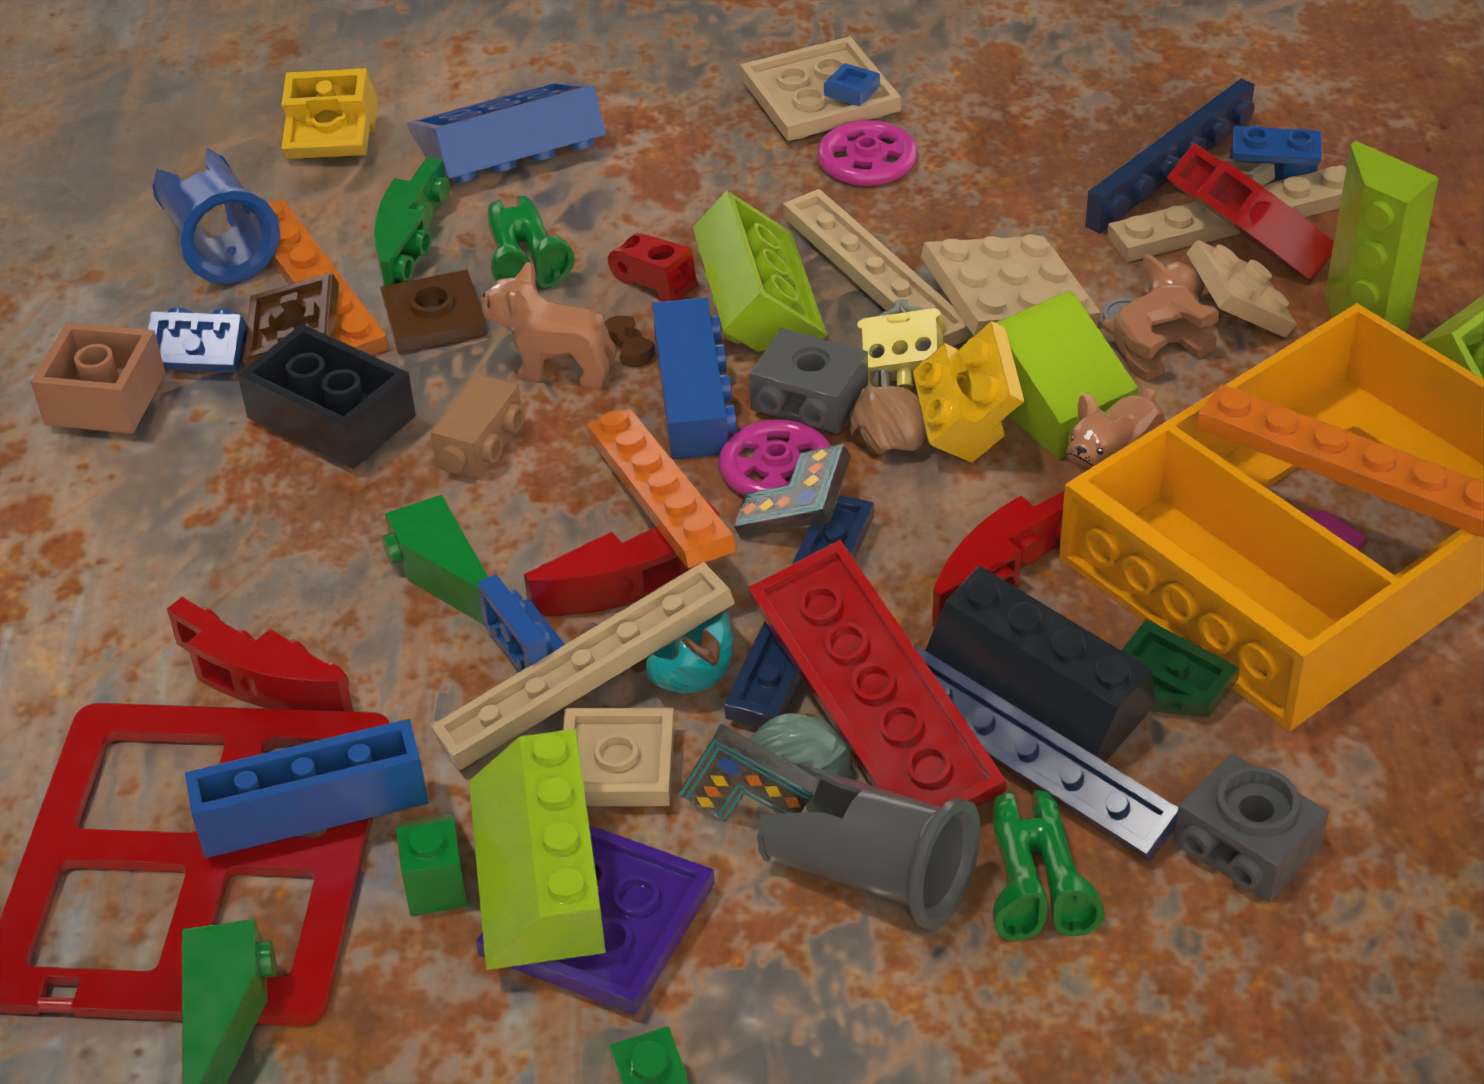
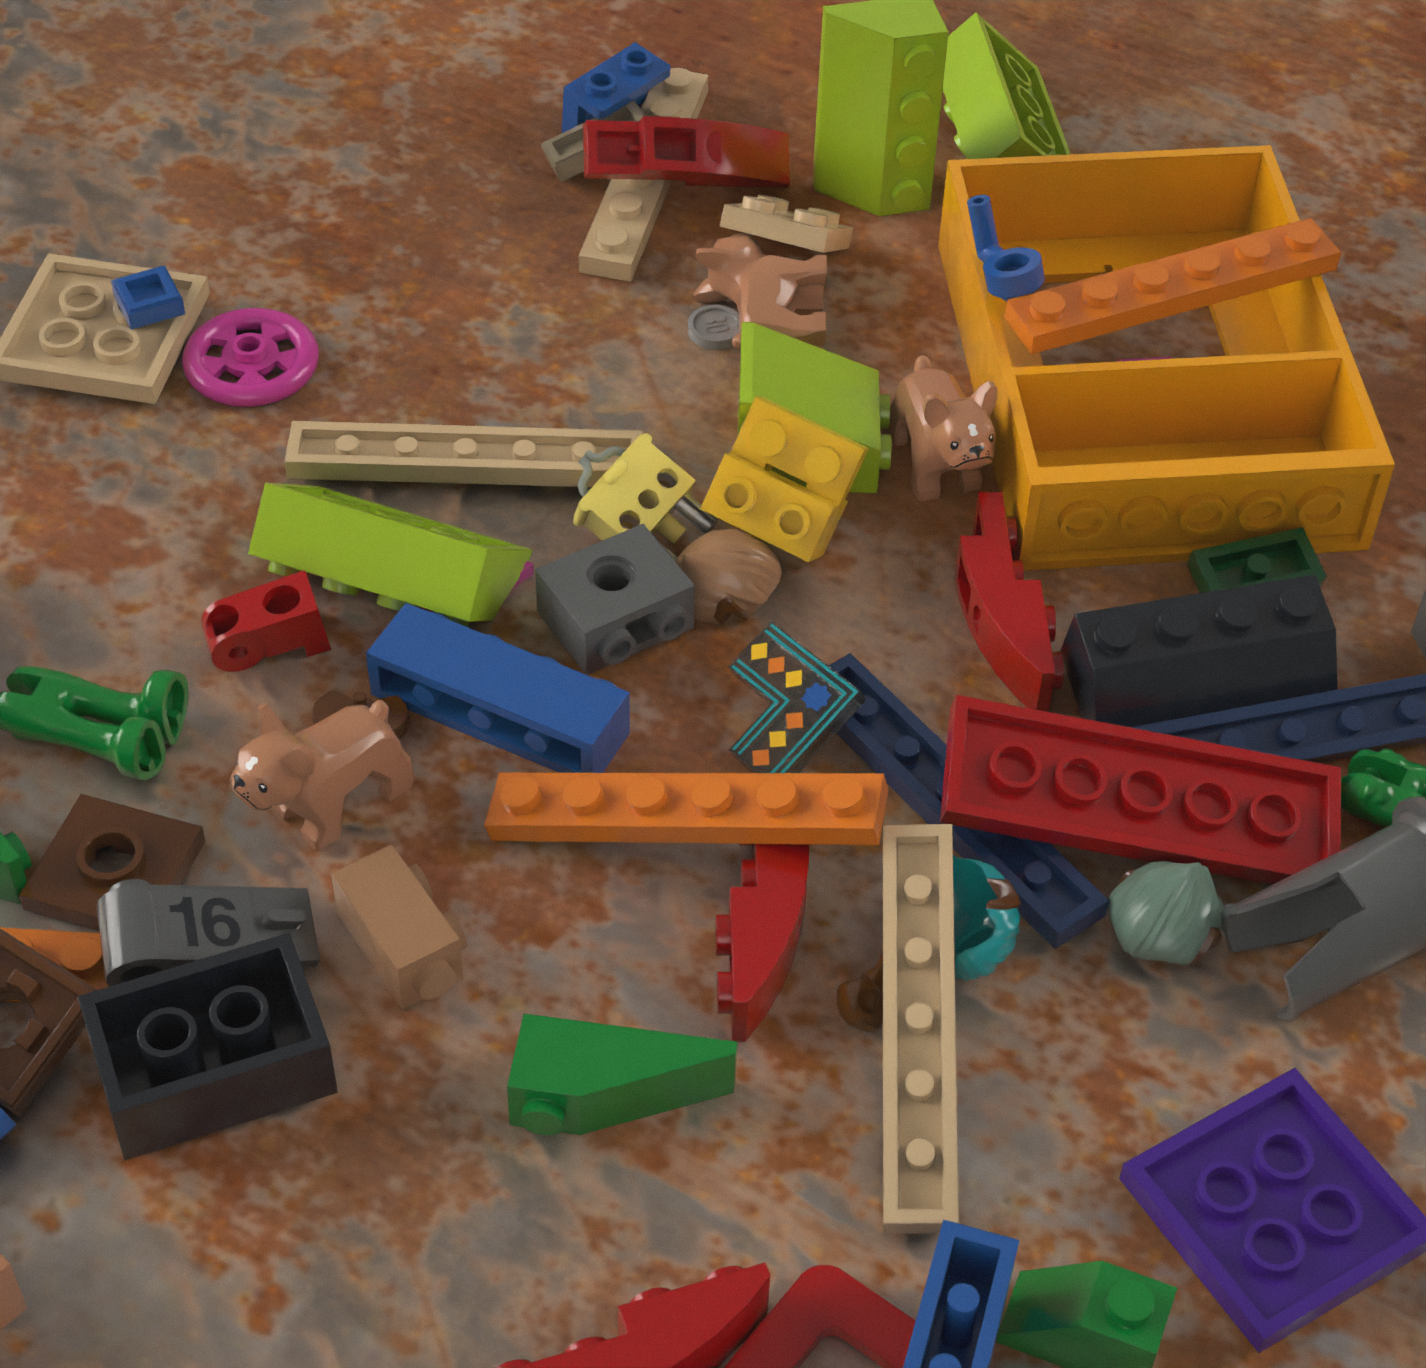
camera: 60 degrees left, 5 degrees up
(392, 336) = (166, 926): none -> dark grey door
(516, 624) = (810, 1060): blue bracket -> none
(535, 854) = (1199, 1205): lime slope -> none
(624, 754) = (1055, 1072): tan plate -> none
(741, 767) = (1208, 960): clear smoke tile -> none
(771, 459) = (671, 736): dark pink plate -> none
(1000, 276) = (605, 373): tan plate -> none
(1150, 168) = (530, 167): dark blue plate -> none
(1259, 373) = (1008, 271): none -> blue plate

